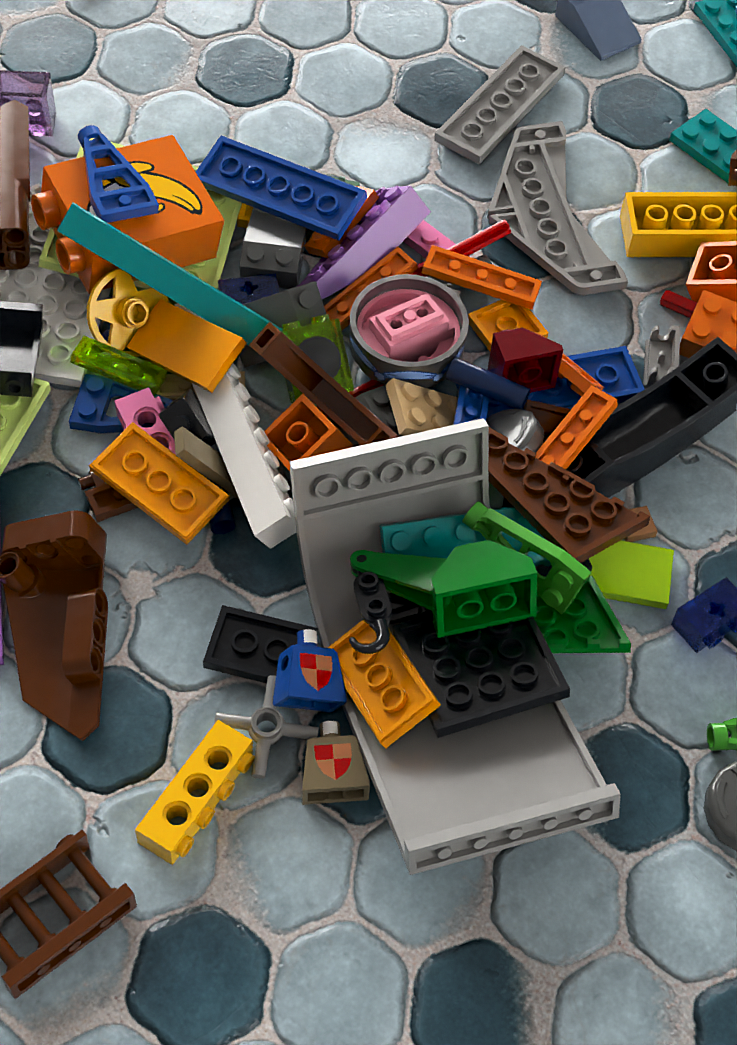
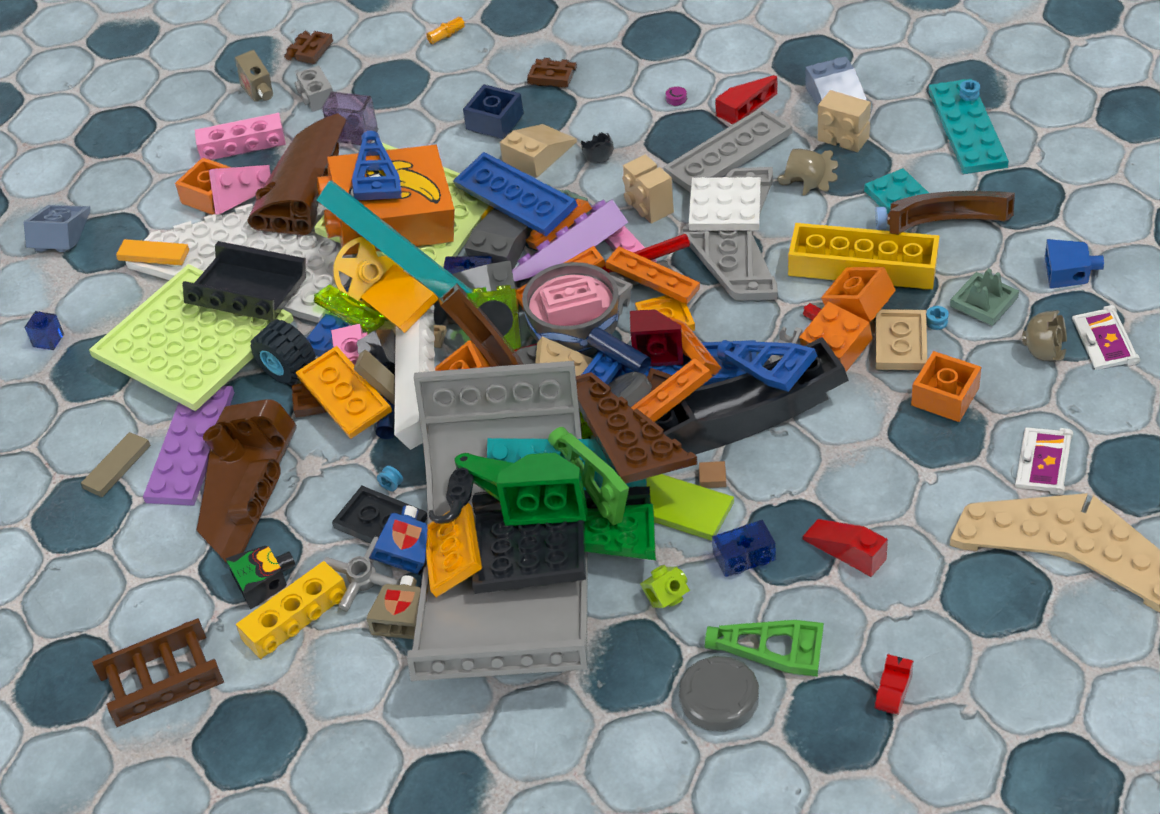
camera: 25 degrees right, 10 degrees down
(59, 438) = (282, 351): none -> black wheel
(132, 749) = (259, 573): none -> torso
(202, 77) = (493, 111): none -> dark blue brick
(251, 19) = (551, 72): none -> reddish brown plate
(253, 589) = (390, 478): none -> dark azure bush
(269, 121) = (534, 148): none -> tan slope
(347, 114) = (598, 149): none -> black hair
(411, 38) = (676, 96): none -> magenta tile
(435, 173) = (648, 188): none -> tan piece
(495, 37) = (745, 99): none -> red slope
(528, 174) = (725, 204): none -> white plate
(609, 120) = (811, 168): none -> dark tan piece
(625, 56) = (844, 120): none -> tan piece
(643, 681) = (665, 586): none -> lime brick
(697, 386) = (787, 371): none -> blue plate
(706, 174) = (881, 218): none -> light blue tile

